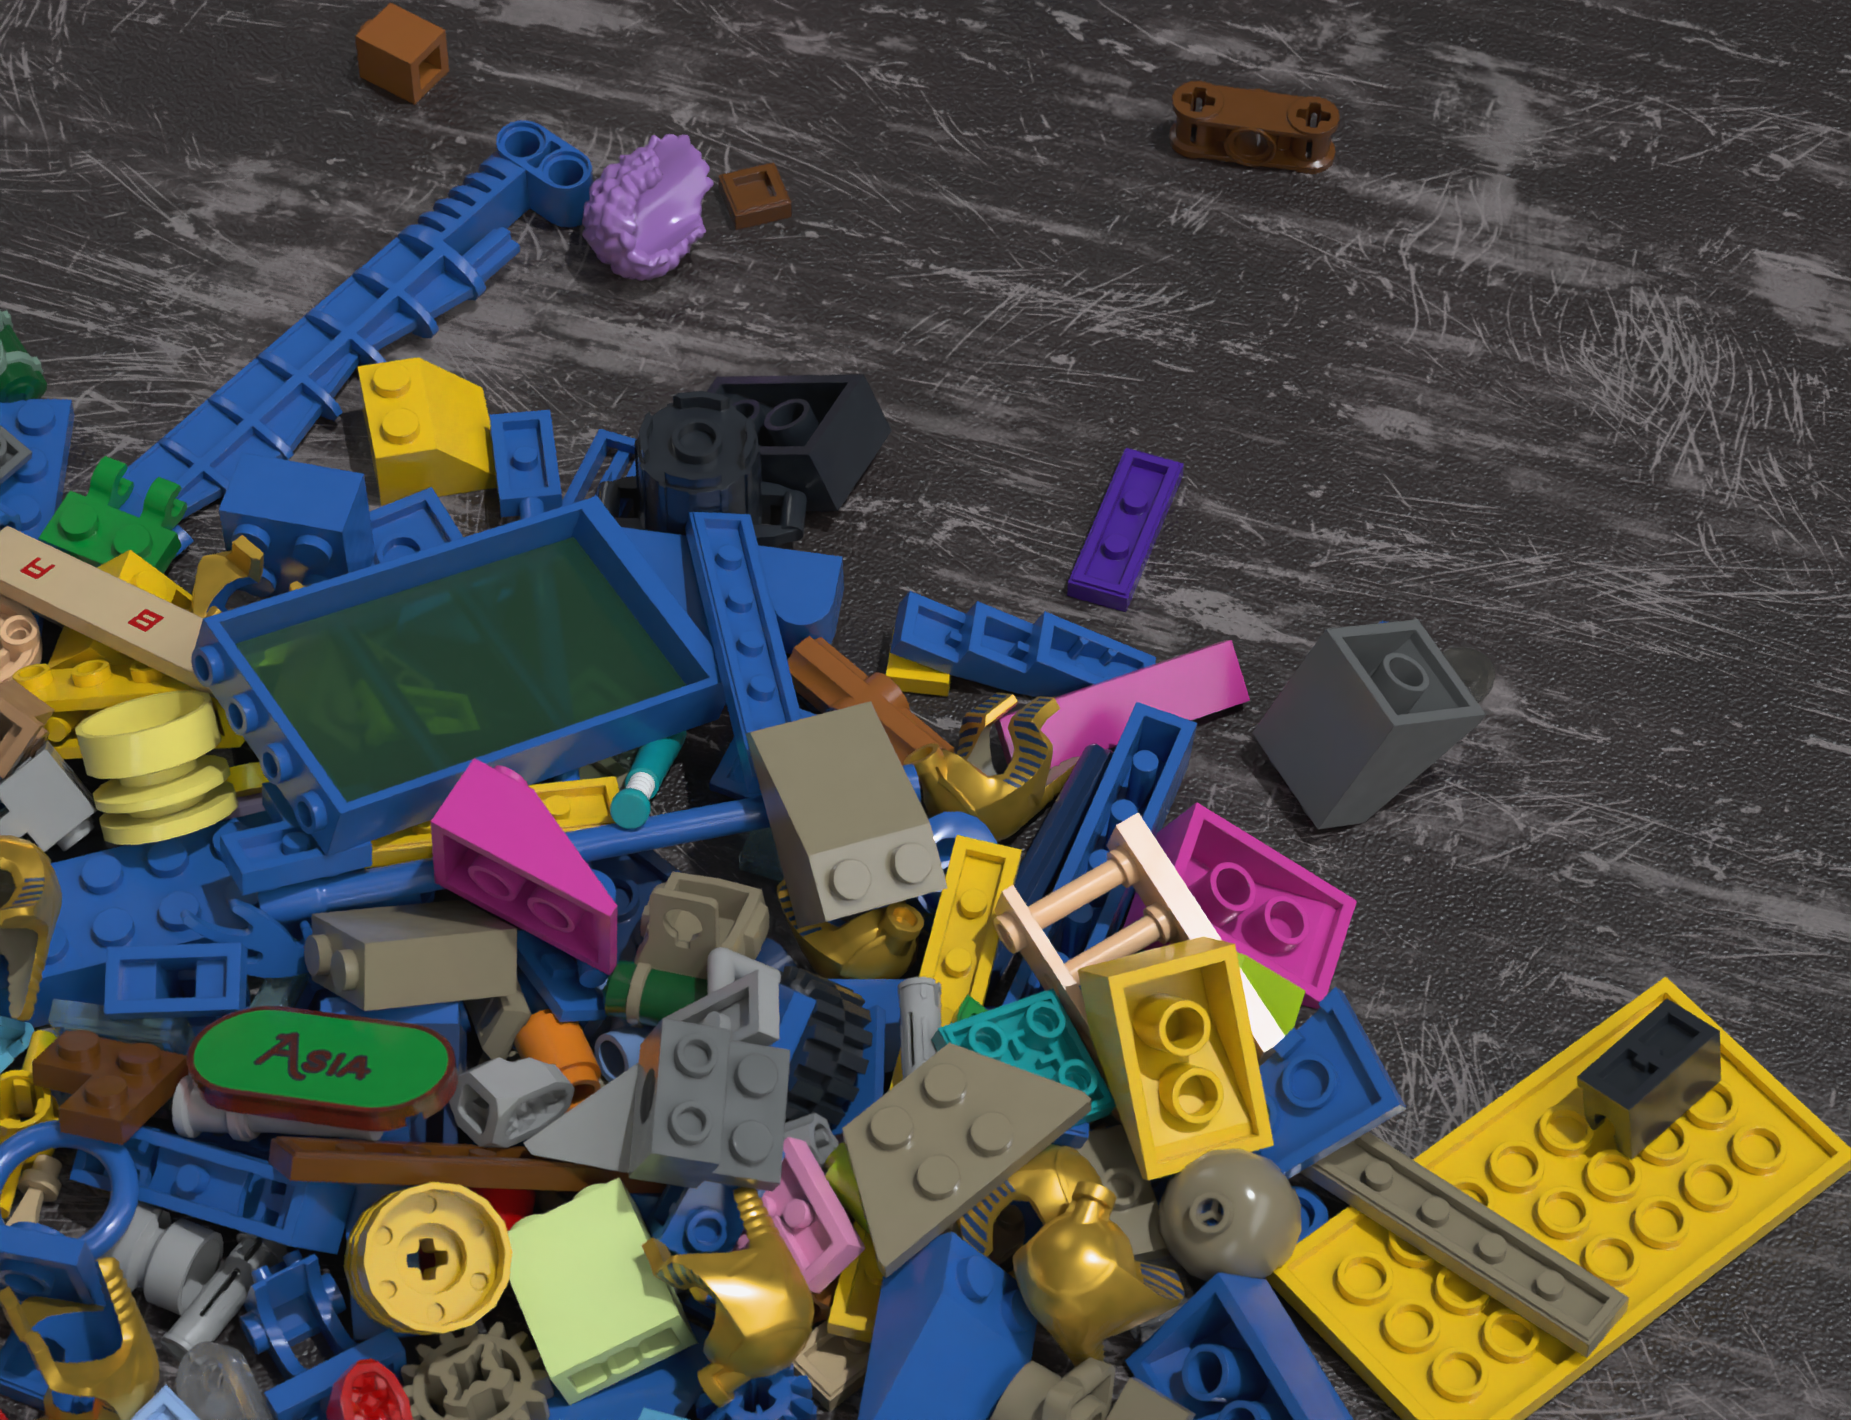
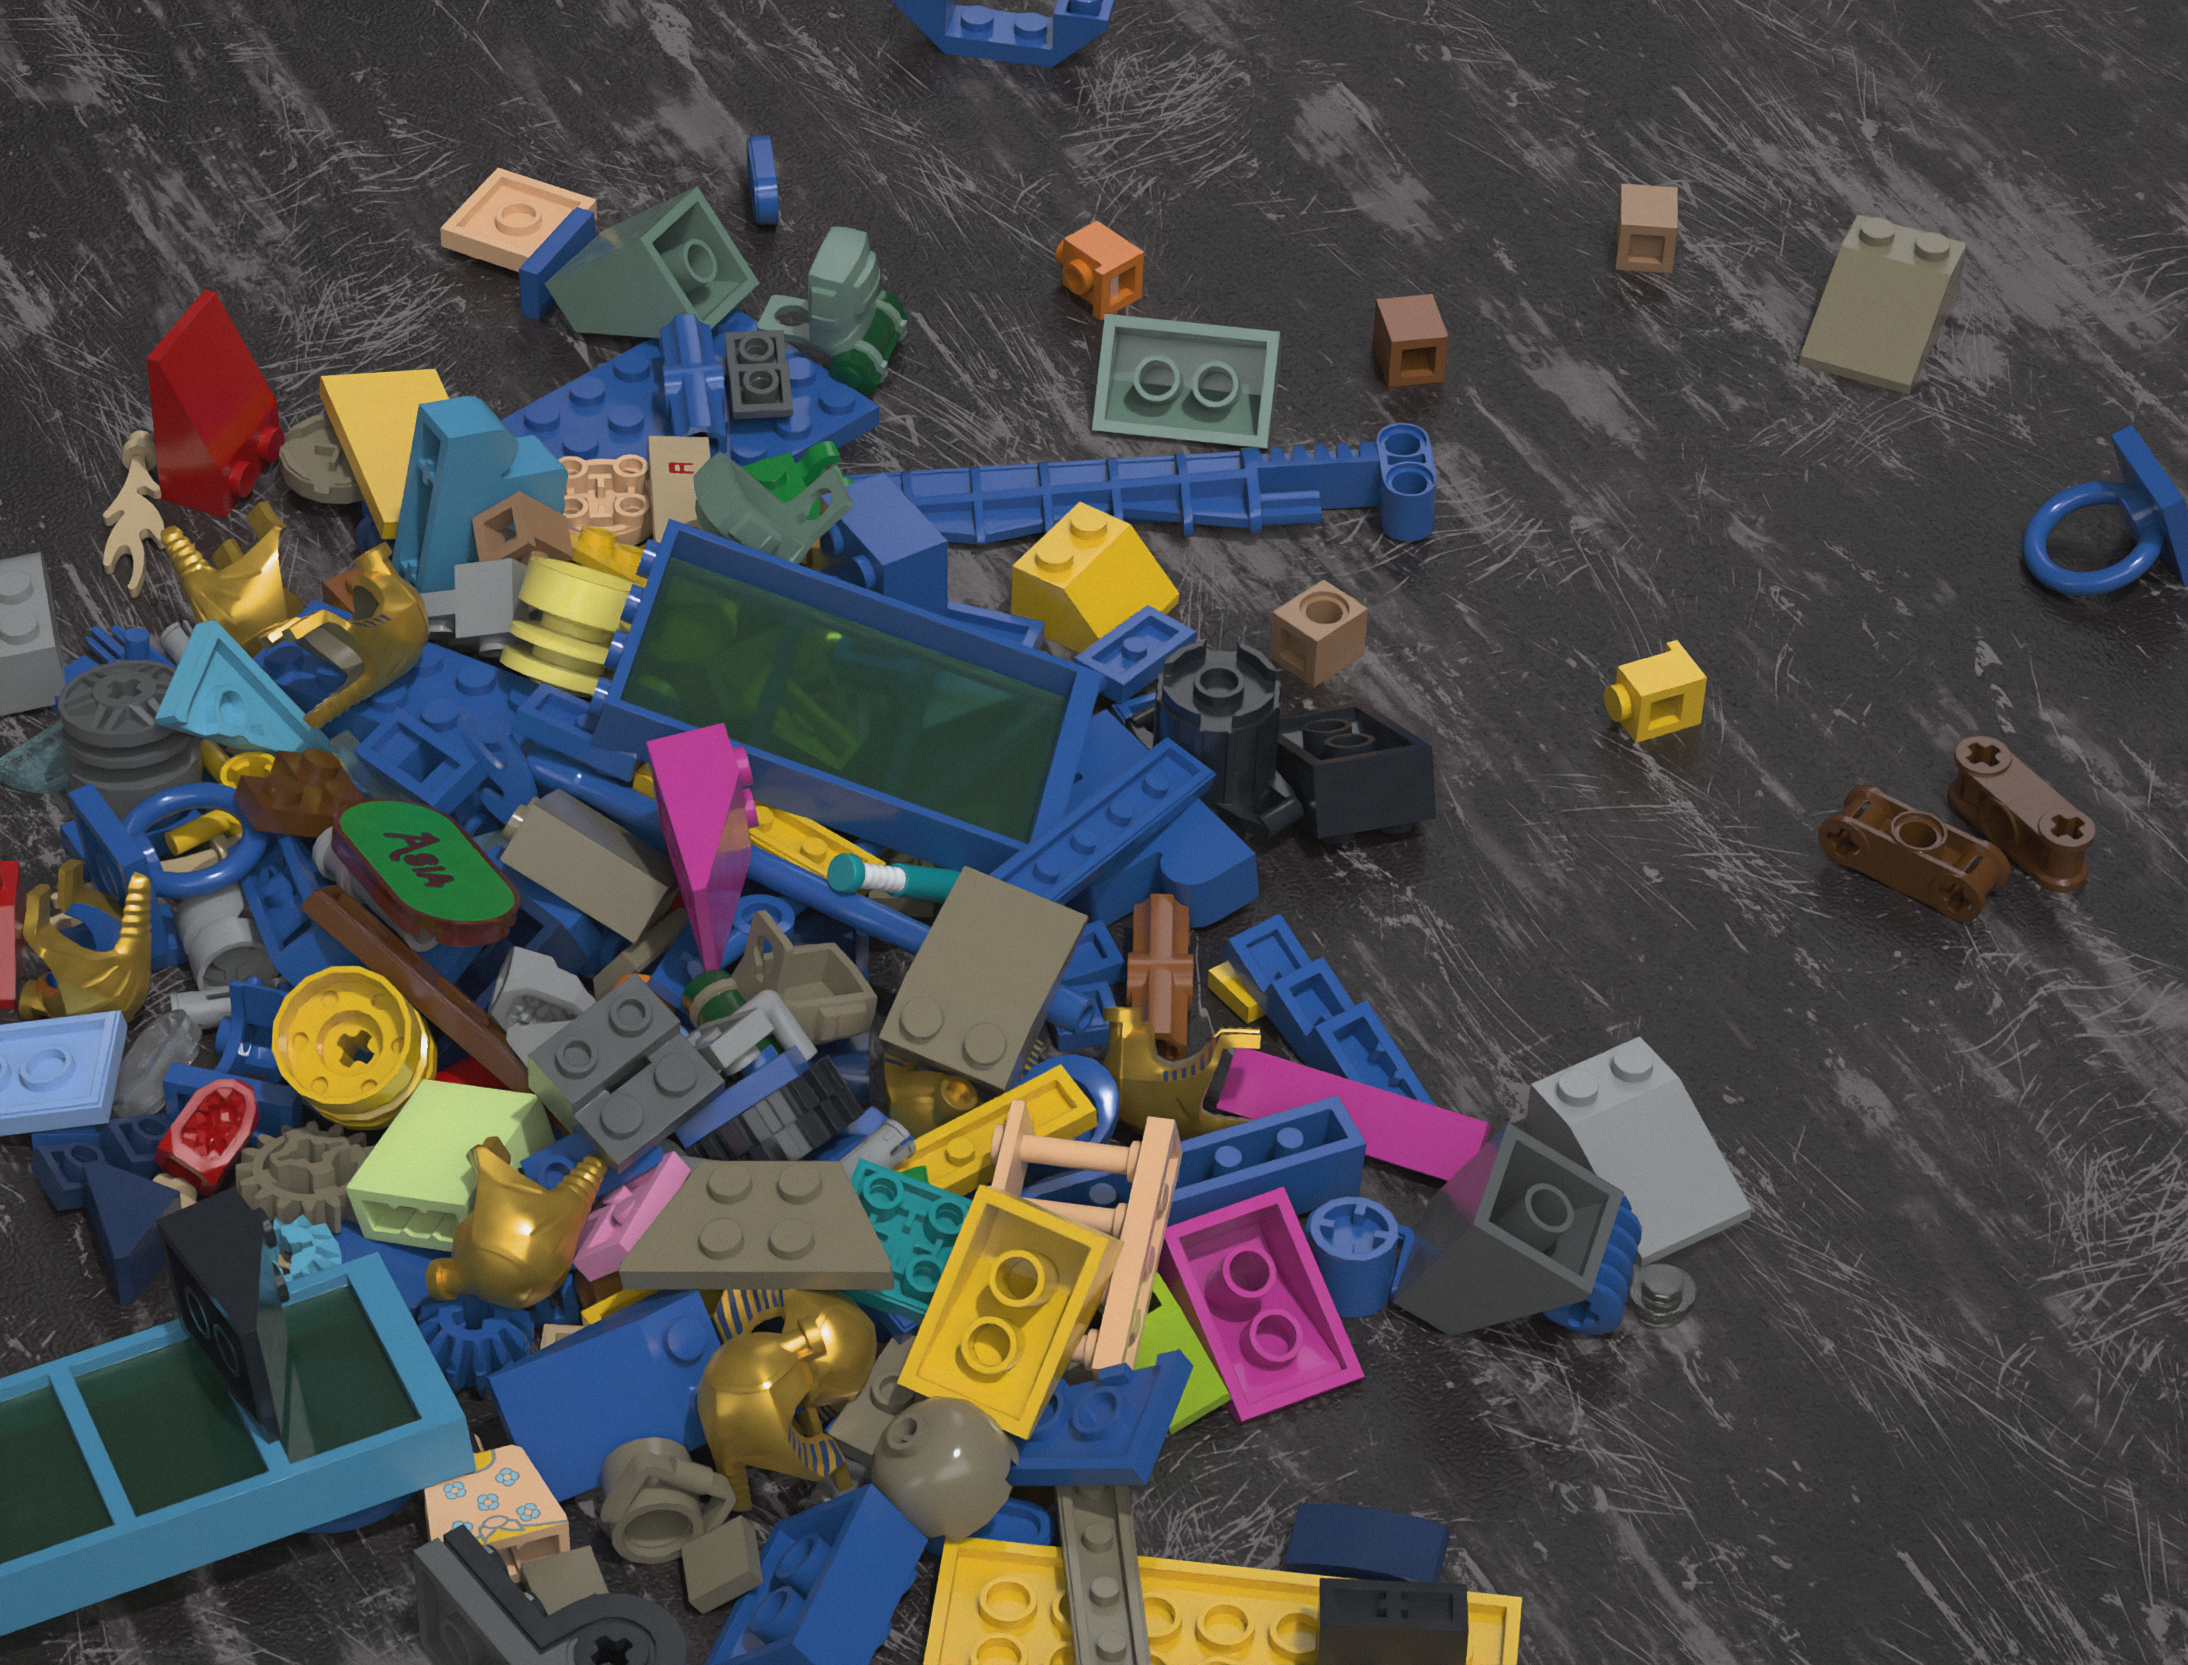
camera: 45 degrees right, 10 degrees down
(97, 156) = (1101, 268): none -> orange brick
(221, 569) = (746, 512): none -> sand green piece
(284, 207) = (1187, 381): none -> sand green slope
(632, 344) = (1318, 633): none -> medium nougat brick
(648, 208) = (1445, 547): medium lavender piece -> none
(755, 196) = (1557, 606): reddish brown tile -> none
(917, 213) = (1657, 694): none -> yellow brick
(1125, 529) = (1535, 1012): dark purple tile -> none
(1225, 210) = (1914, 853): none -> reddish brown piece
(1260, 801) = (1357, 1253): none -> blue piece
(1321, 572) = (1642, 1133): none -> light grey slope
(1527, 1026) = (1366, 1544): none -> dark blue slope

